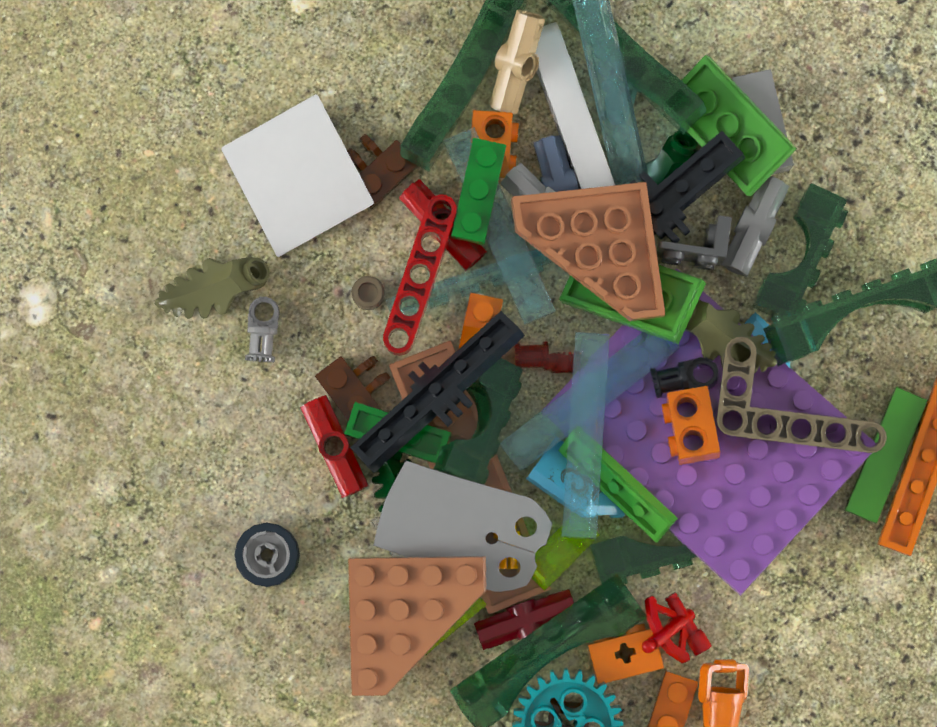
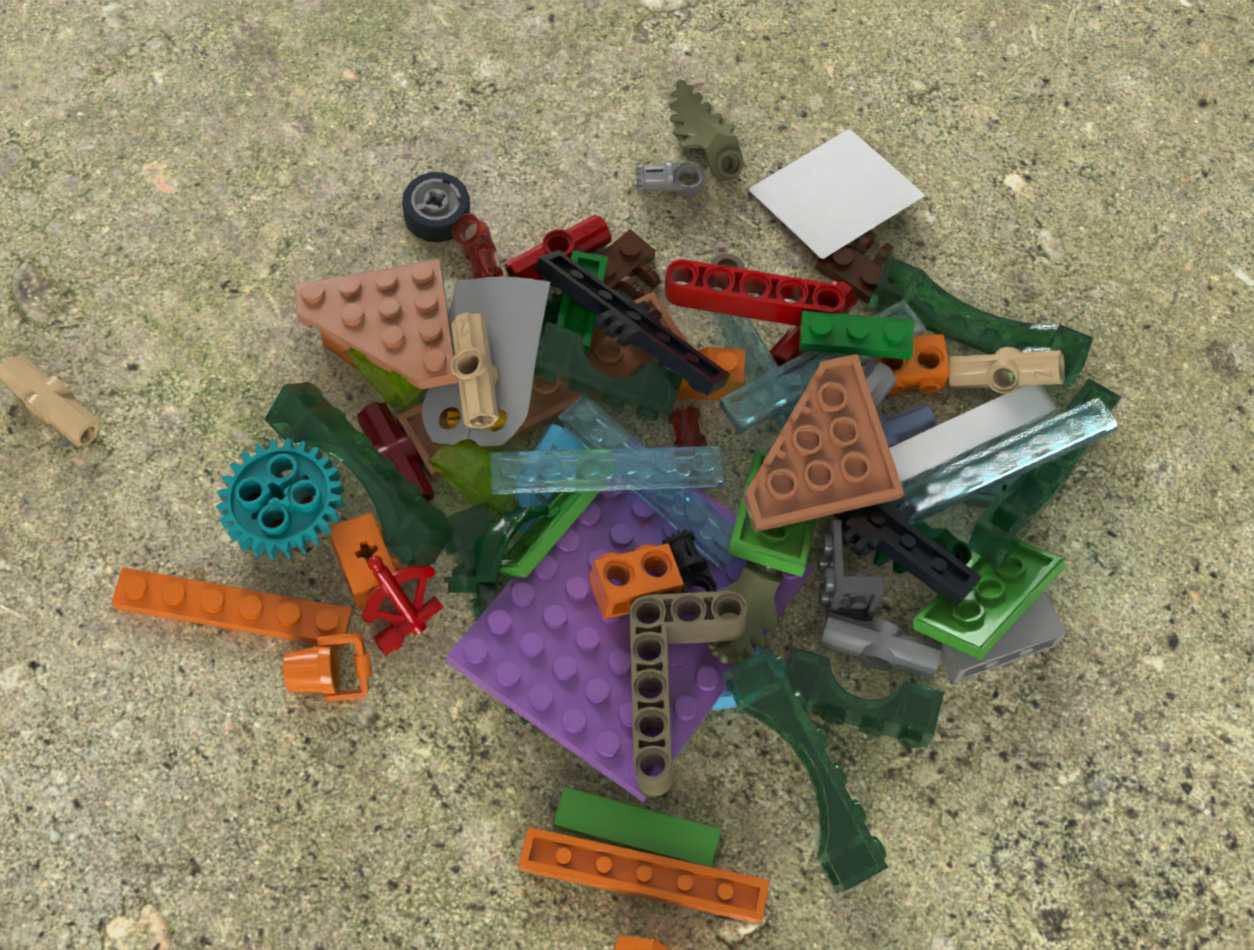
camera: 75 degrees right, 20 degrees down
(323, 519) = (481, 243): none -> clear red connector
(503, 539) = (475, 387): none -> tan piece
(645, 544) = (491, 549): none -> dark green plant

